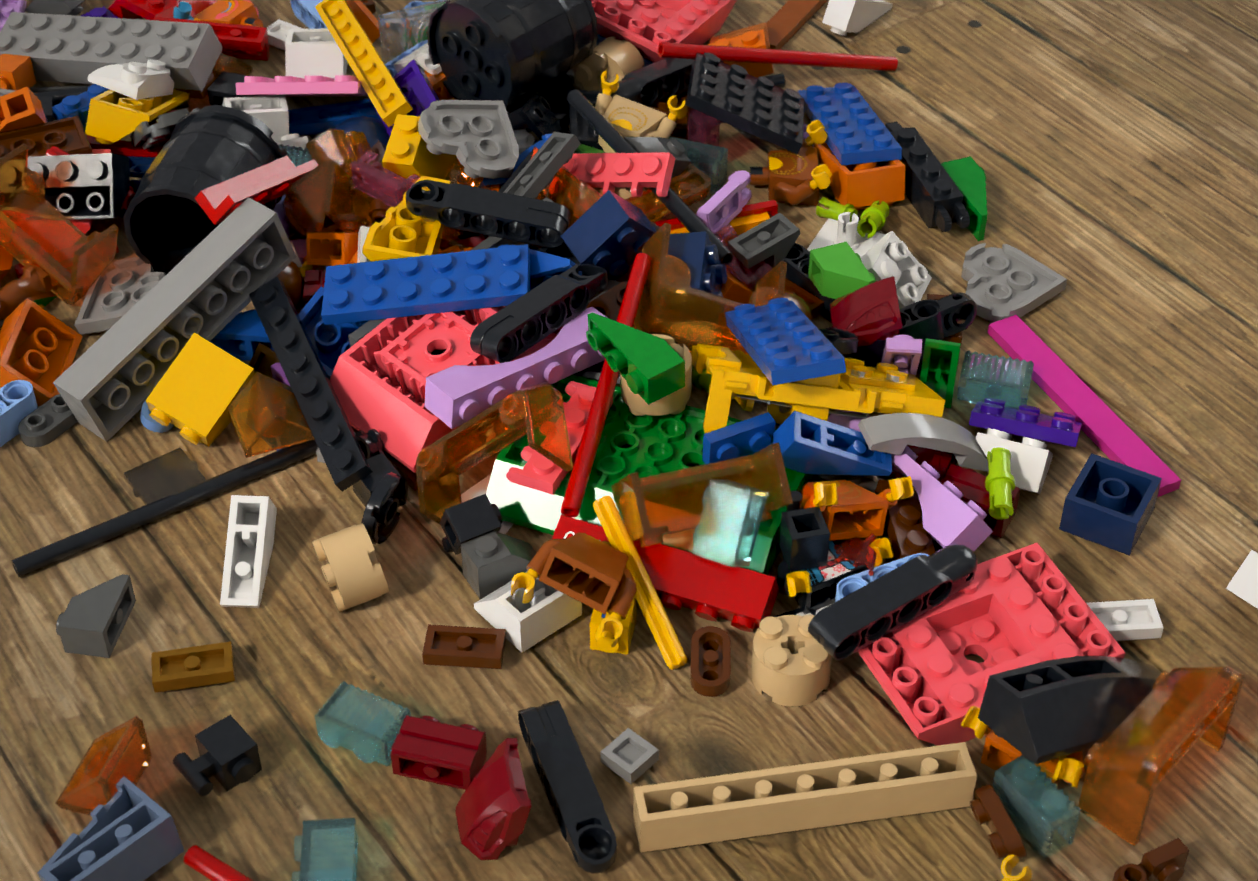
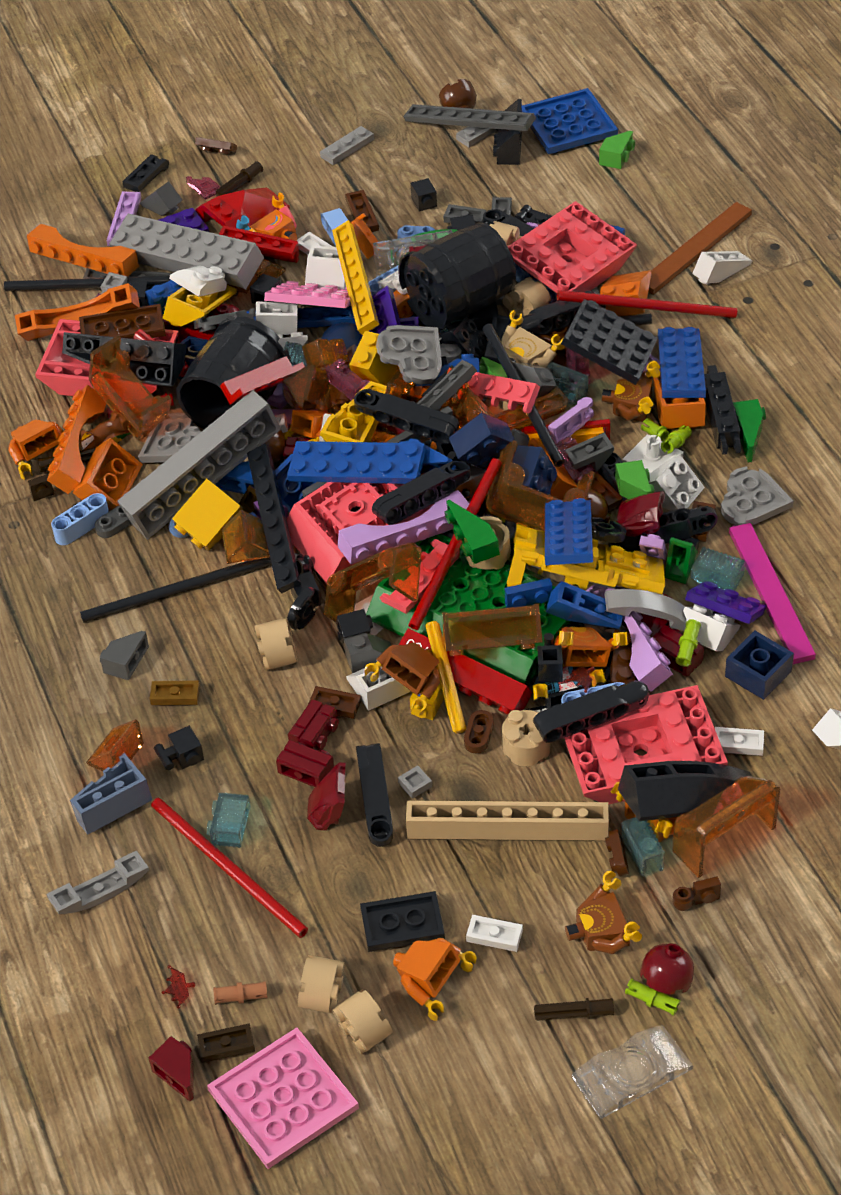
camera: 15 degrees right, 5 degrees up
(163, 476) = (177, 568): clear smoke piece -> none
(247, 550) = (218, 624): white slope -> none
(360, 723) = (263, 740): clear light blue brick -> none
(442, 685) = (315, 725): none -> dark red brick
(729, 522) = (505, 648): clear light blue brick -> none

